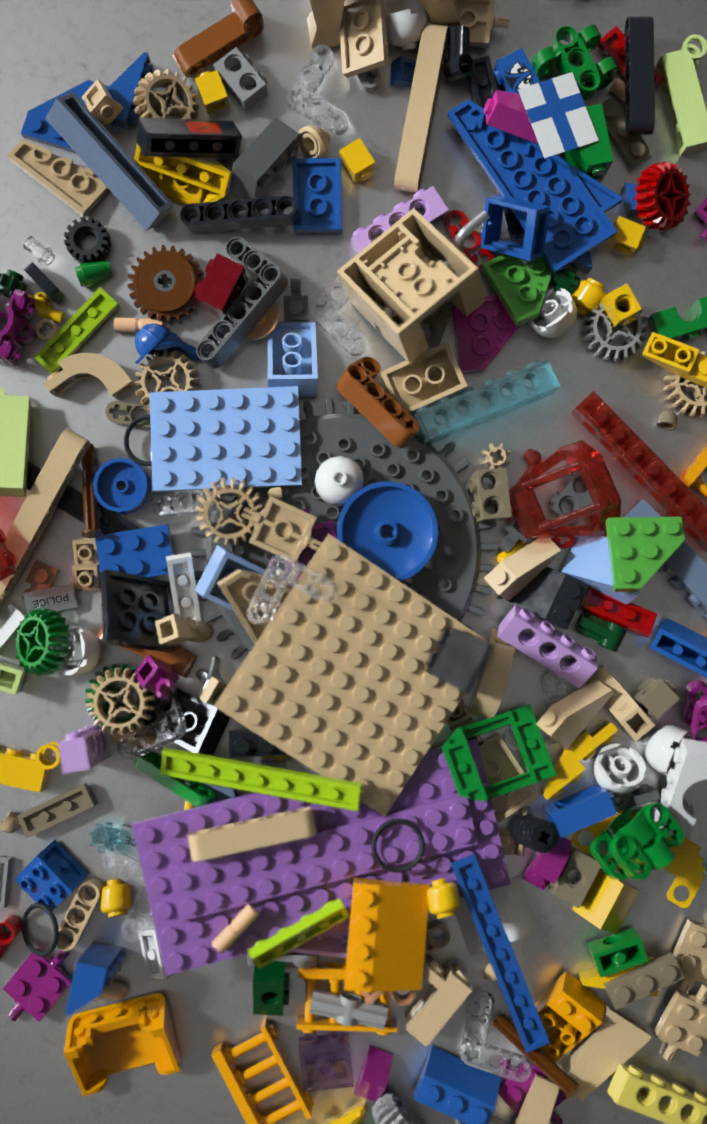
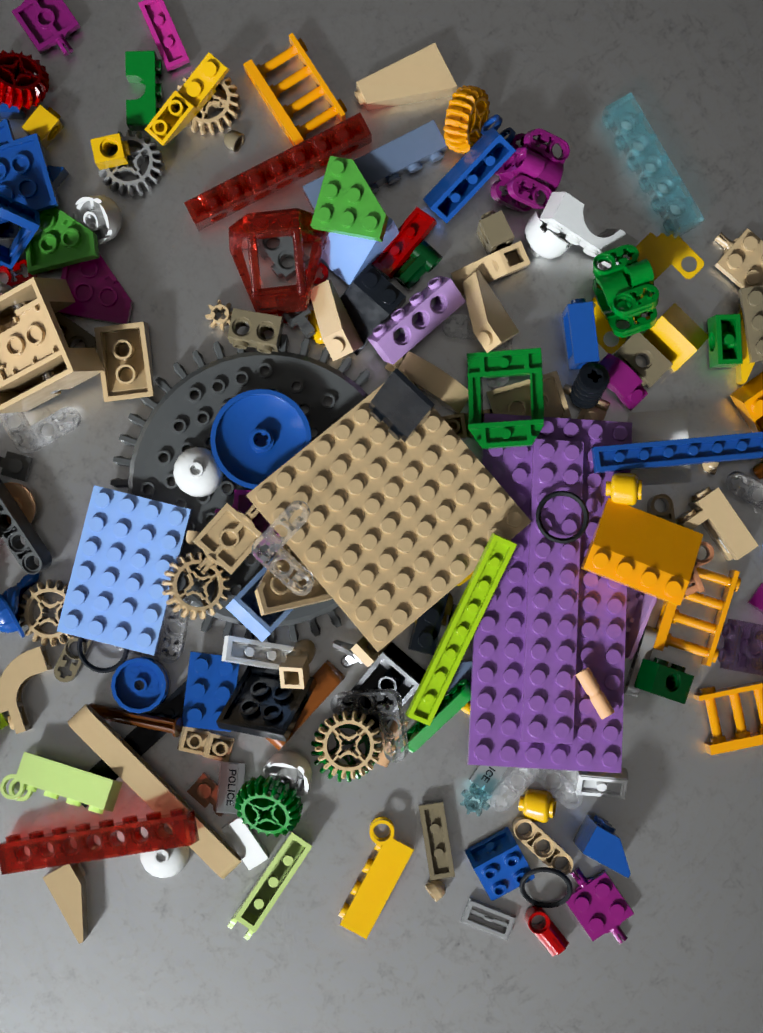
camera: 75 degrees left, 0 degrees up
(84, 749) = (383, 790): lavender brick -> none
(115, 991) = (625, 833): tan arm -> none
(119, 1040) = (674, 838): light orange windscreen -> none
(157, 676) = (334, 702): magenta brick -> none
(252, 834) = (510, 651): tan beam -> none
(293, 357) = (64, 482): light blue slope -> none
(298, 933) = (617, 634): lime plate -> none
(348, 1009) = (705, 610): light grey piece -> none
(376, 403) = (133, 414): dark orange beam -> none
(534, 460) = (234, 279): clear red arm -> none
(537, 372) = (176, 369): clear light blue brick -> none
(566, 279) = (68, 196): dark green gear -> none
(567, 761) = (532, 333): yellow slope -> none
(588, 295) = (90, 179): yellow head -> none
(619, 769) = (553, 287): white cylinder -> none
(640, 796) = (585, 273): dark grey plate -> none

